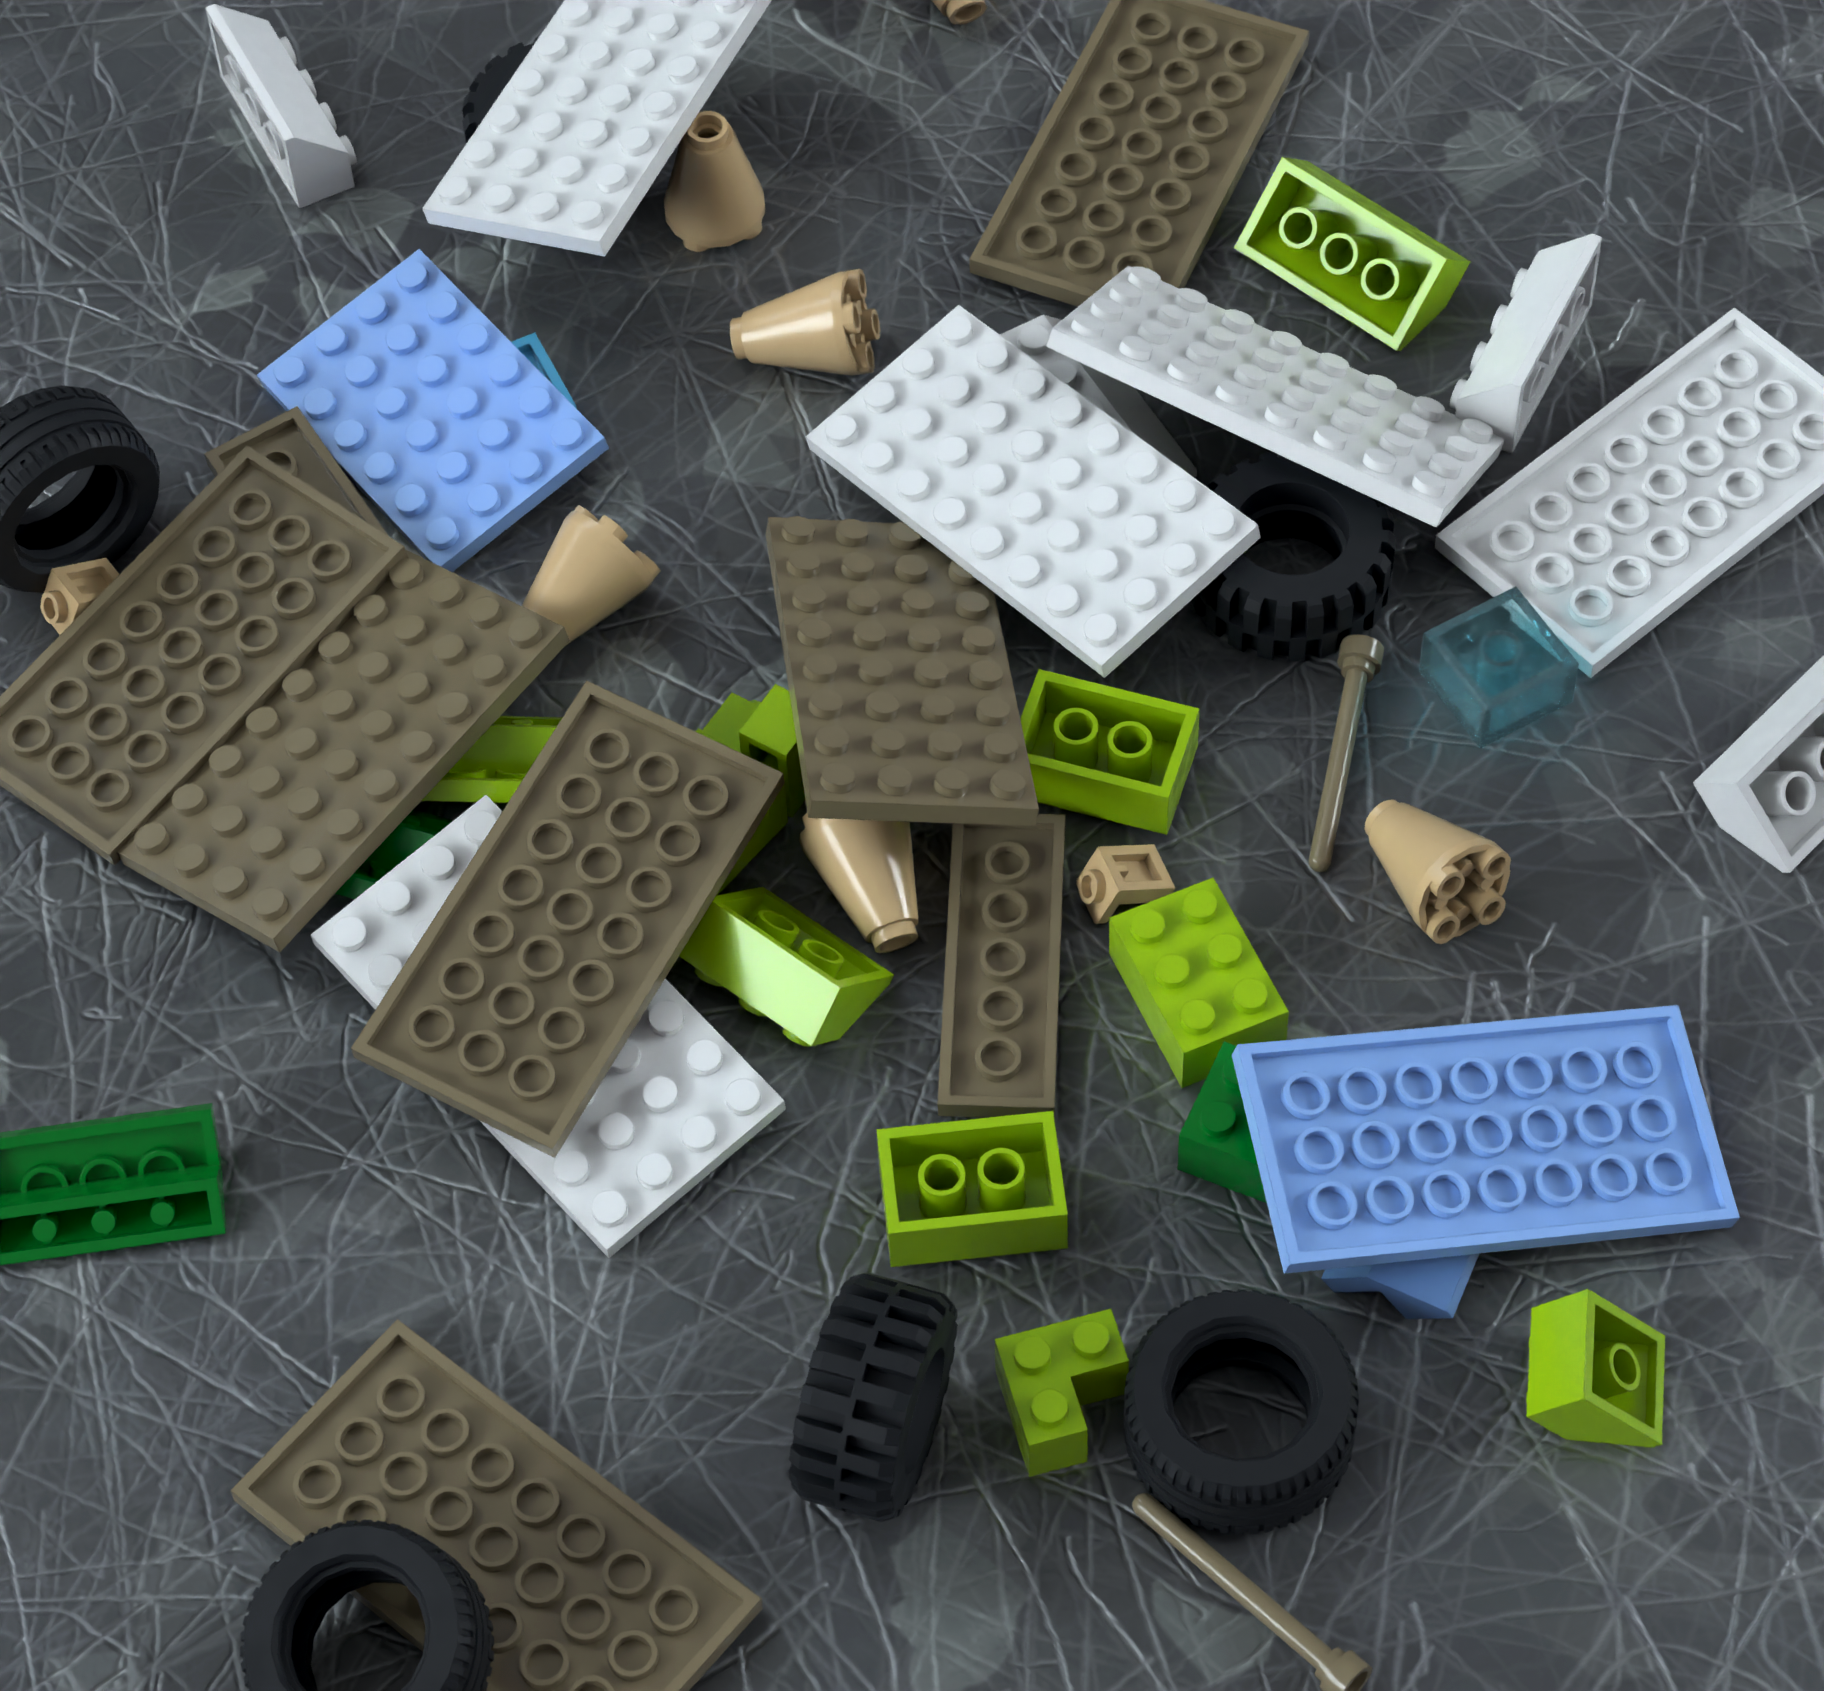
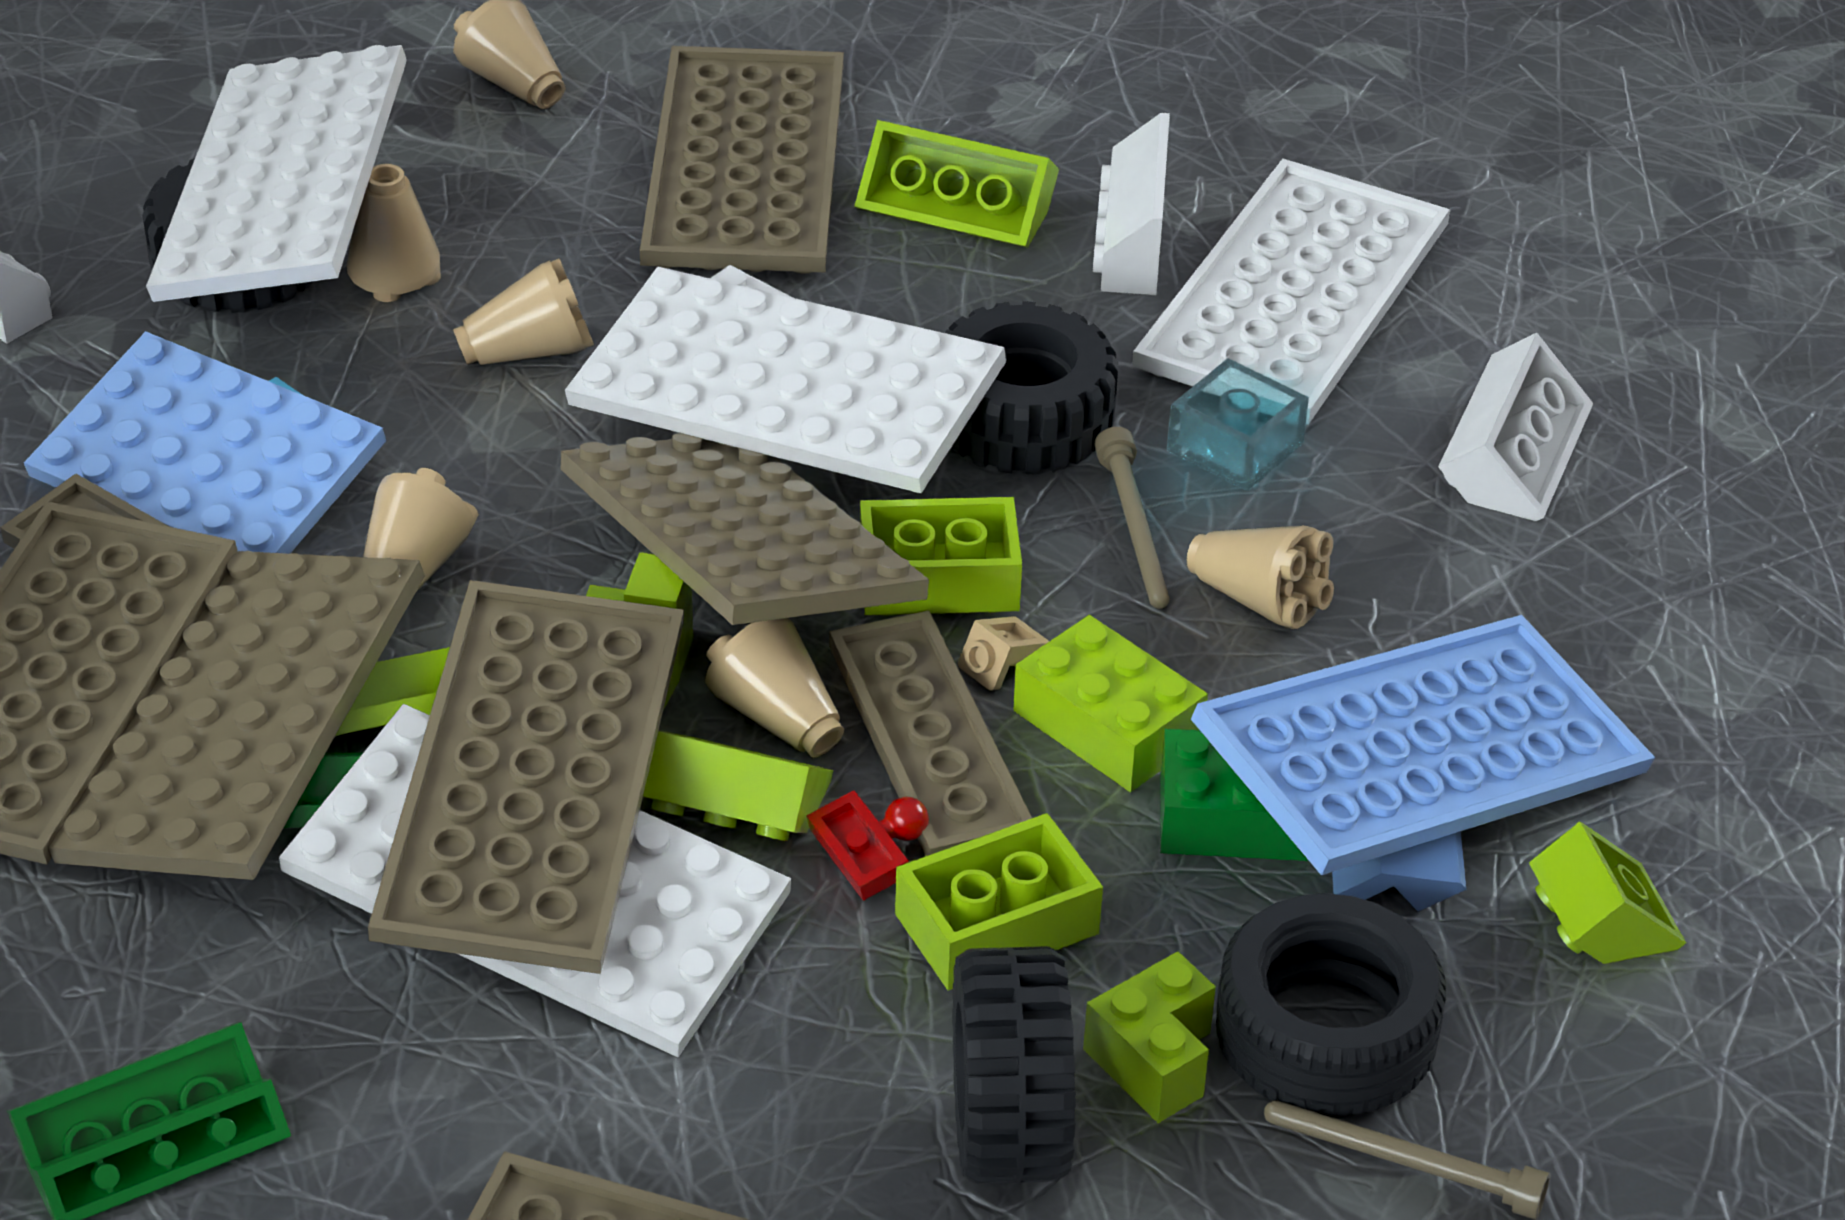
camera: 25 degrees left, 15 degrees down
(877, 1073) = (863, 844): none -> red plate
(1279, 393) = (973, 273): white plate -> none

